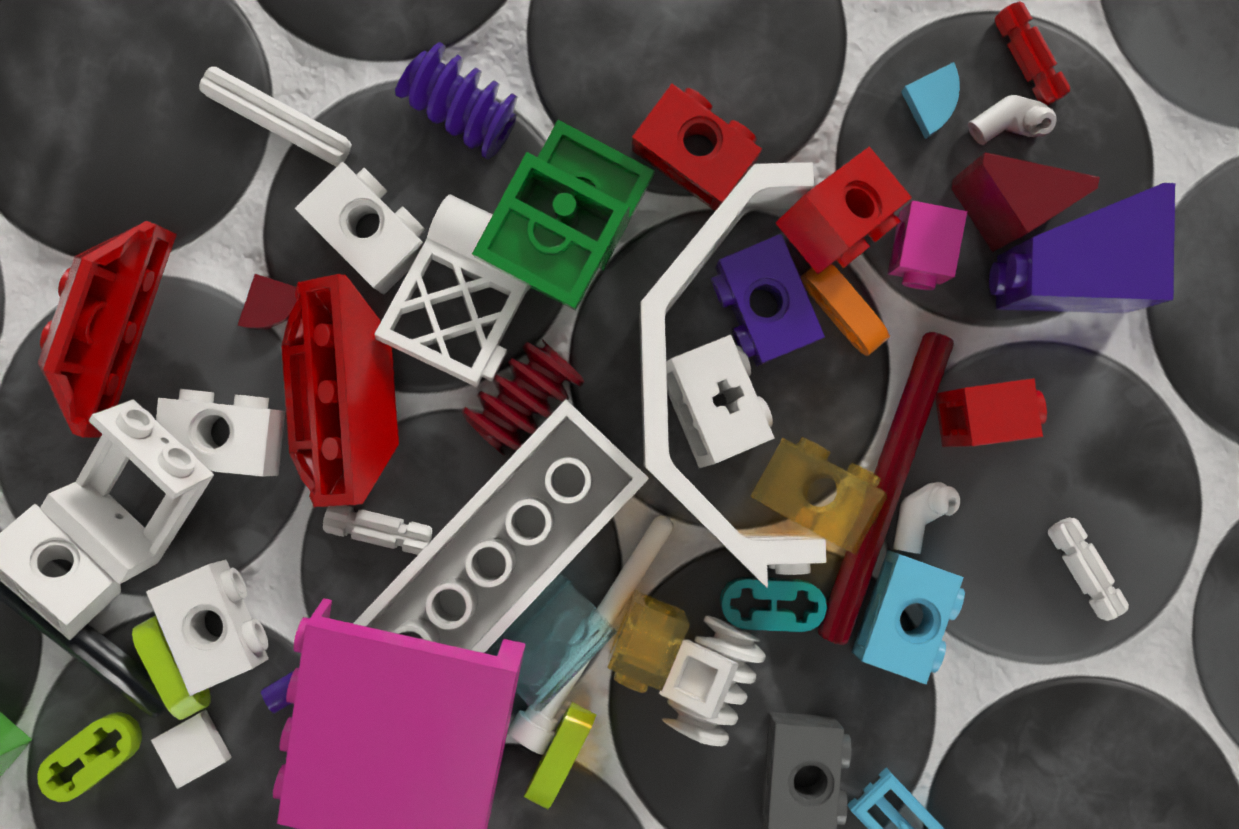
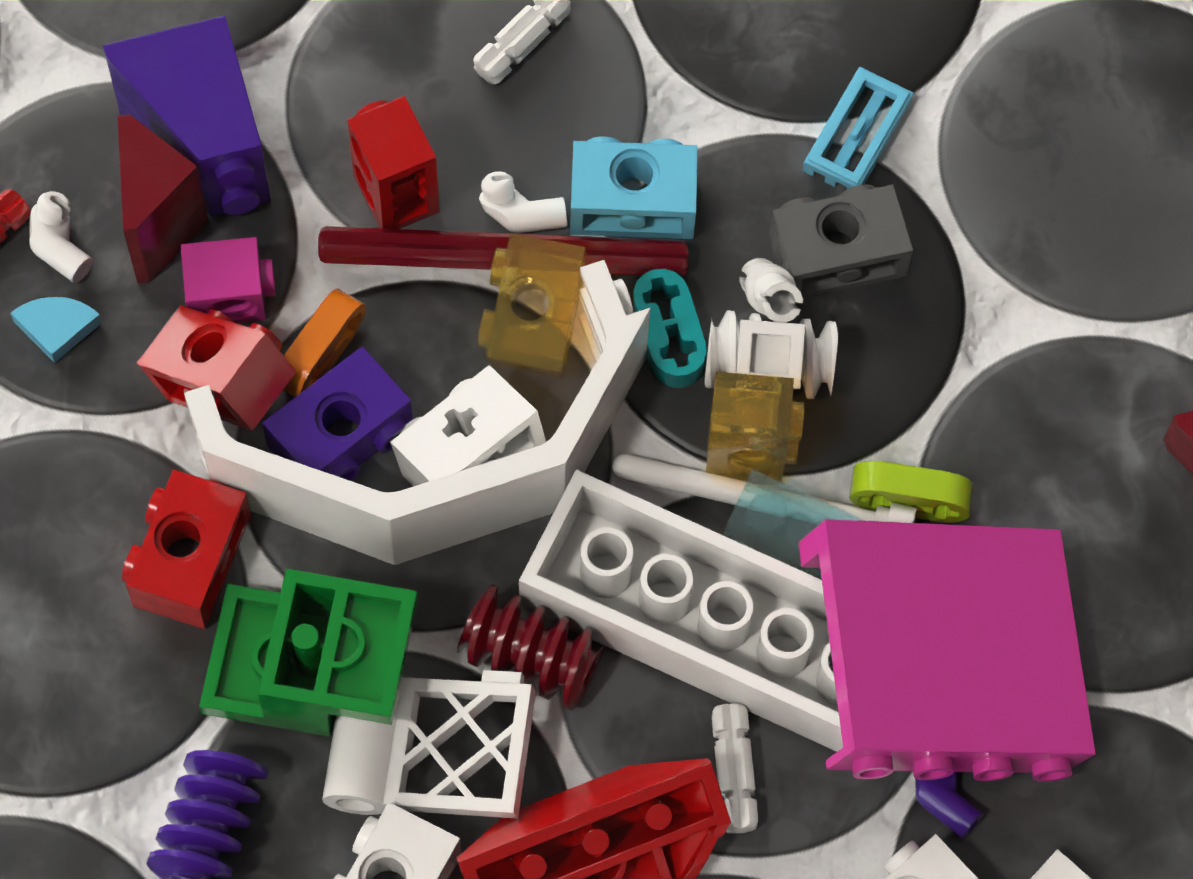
camera: 115 degrees left, 20 degrees down
(767, 701) = (771, 290): none -> white pin

